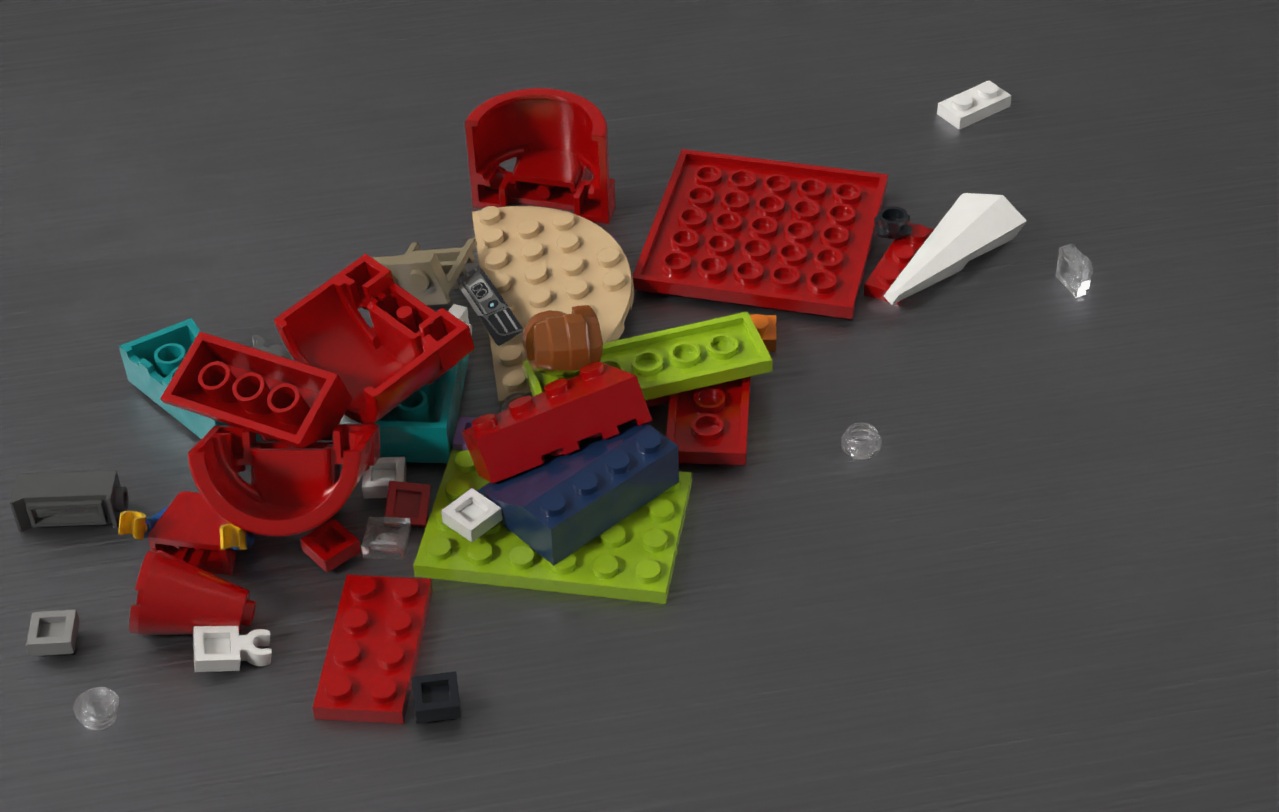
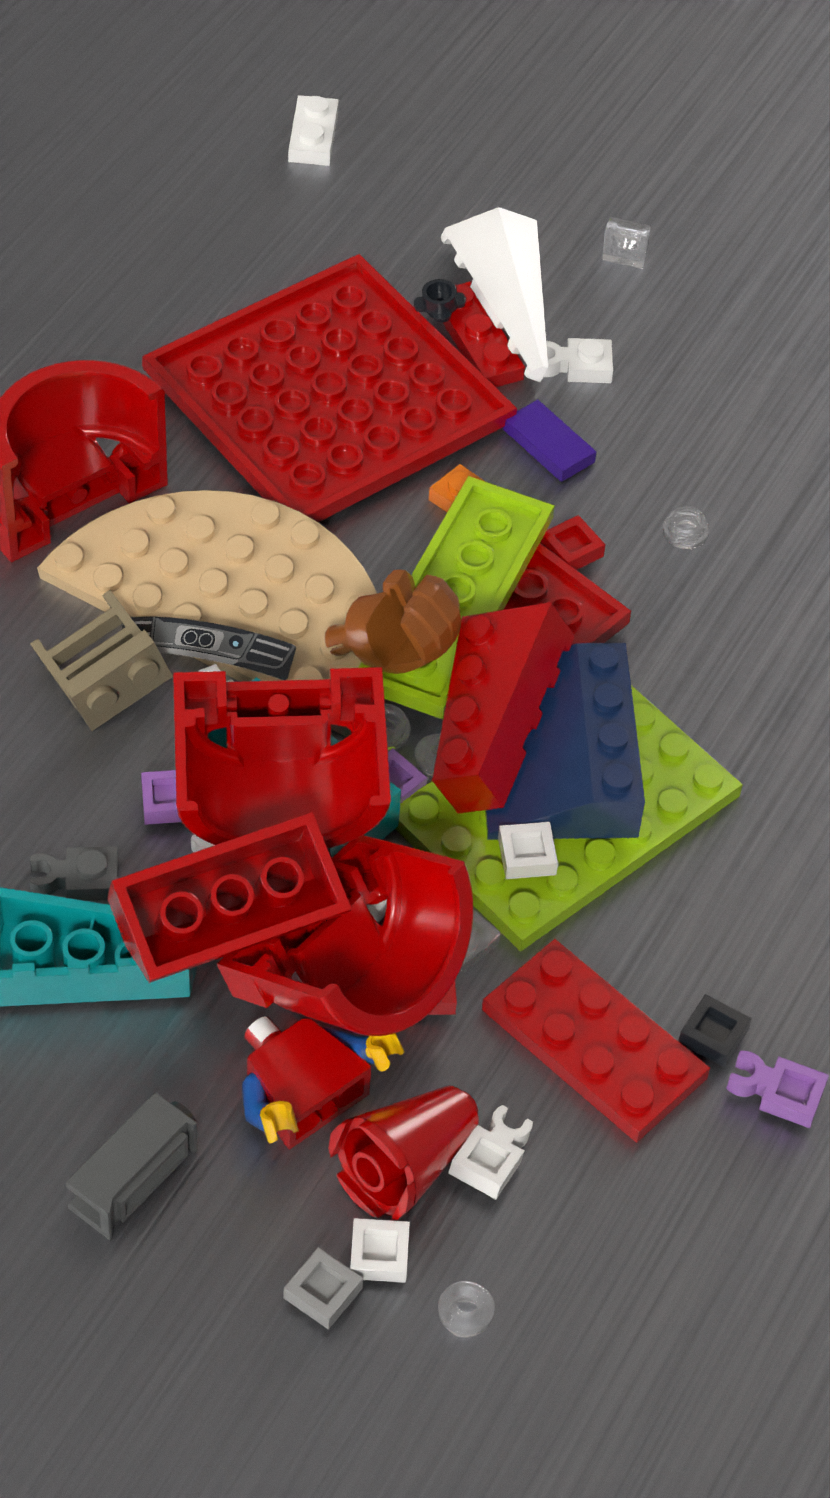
camera: 55 degrees left, 10 degrees up
(104, 640) = (380, 1249): none -> white plate
(422, 759) = (786, 1090): none -> medium lavender plate
(773, 399) = (574, 542): none -> red plate
(855, 342) = (550, 440): none -> dark purple tile
(946, 317) = (582, 360): none -> white plate

